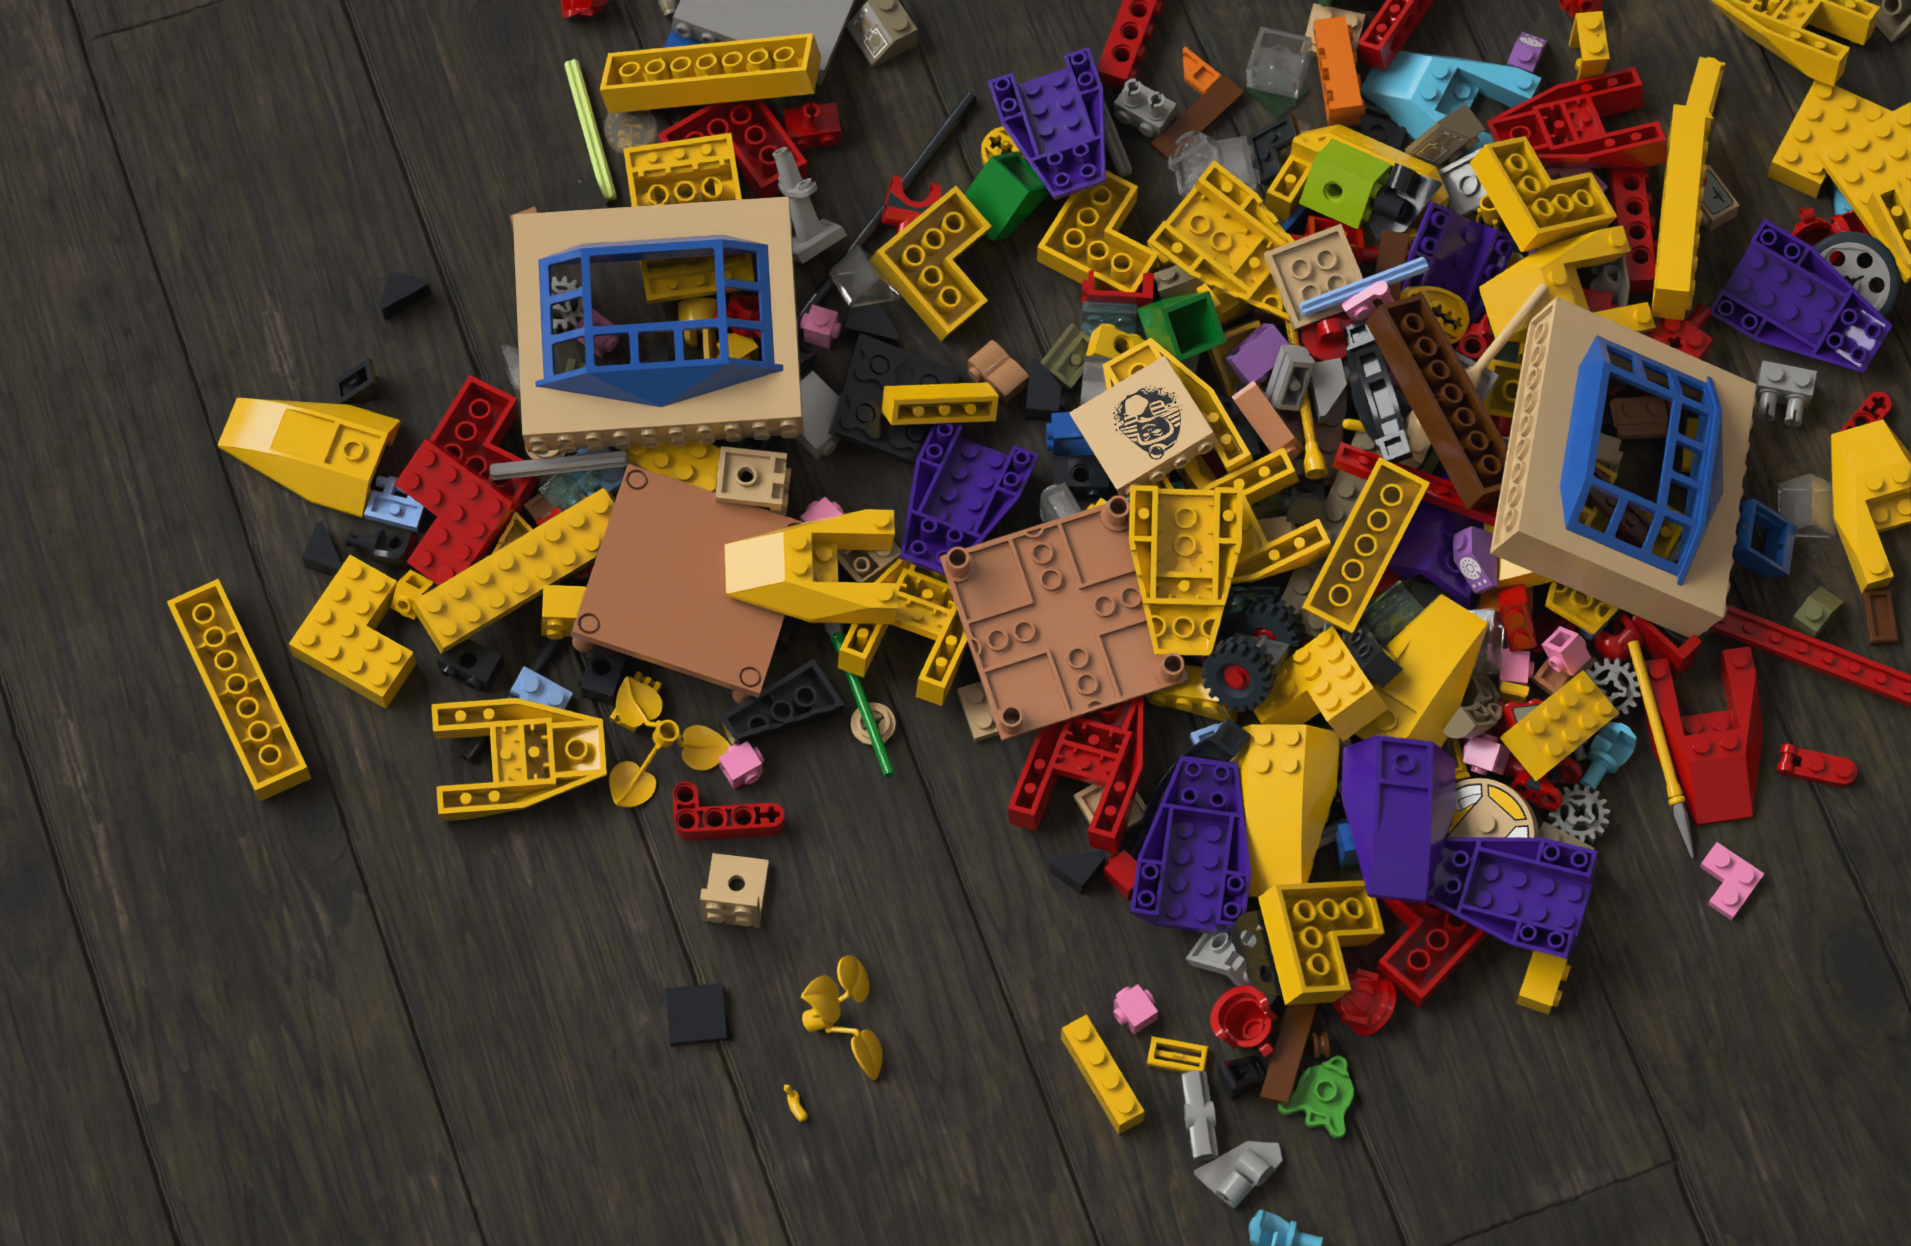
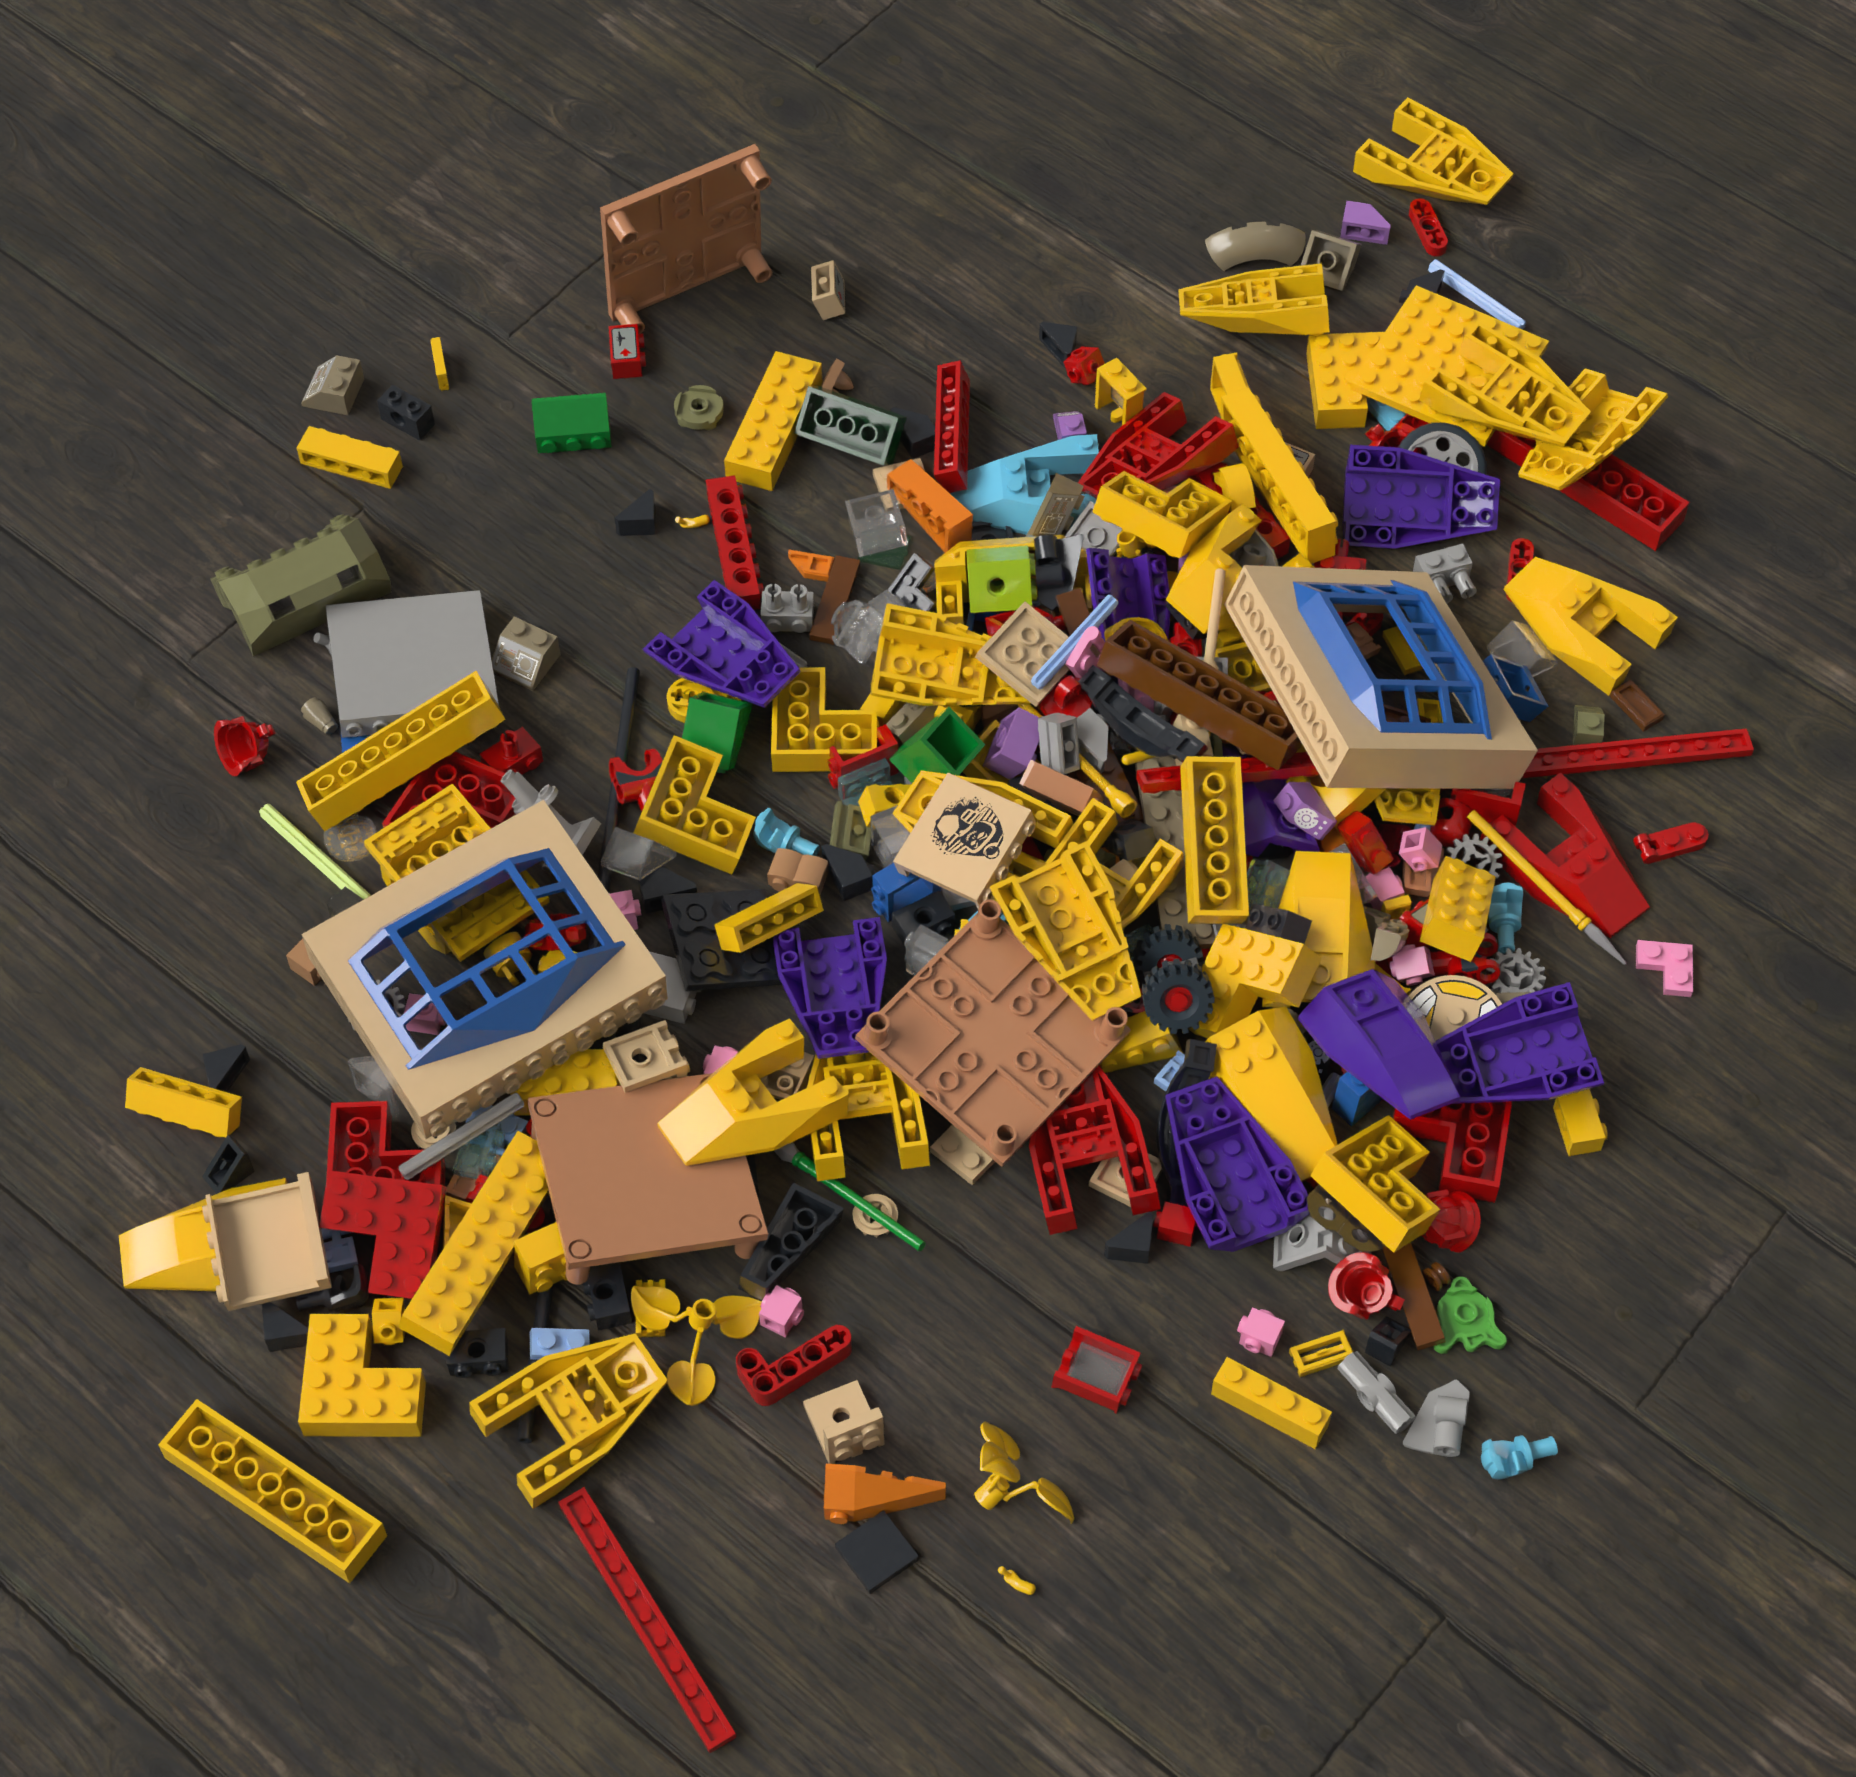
camera: 30 degrees left, 10 degrees down
(345, 474) = (267, 1244): none -> tan panel
(351, 306) = (183, 1102): none -> yellow brick
(476, 964) = (647, 1620): none -> red plate
(705, 960) = (858, 1495): none -> orange wedge
(974, 964) = (1098, 1369): none -> window
(1003, 327) = (774, 833): none -> medium azure piece
(1632, 203) = (1236, 485): none -> yellow brick

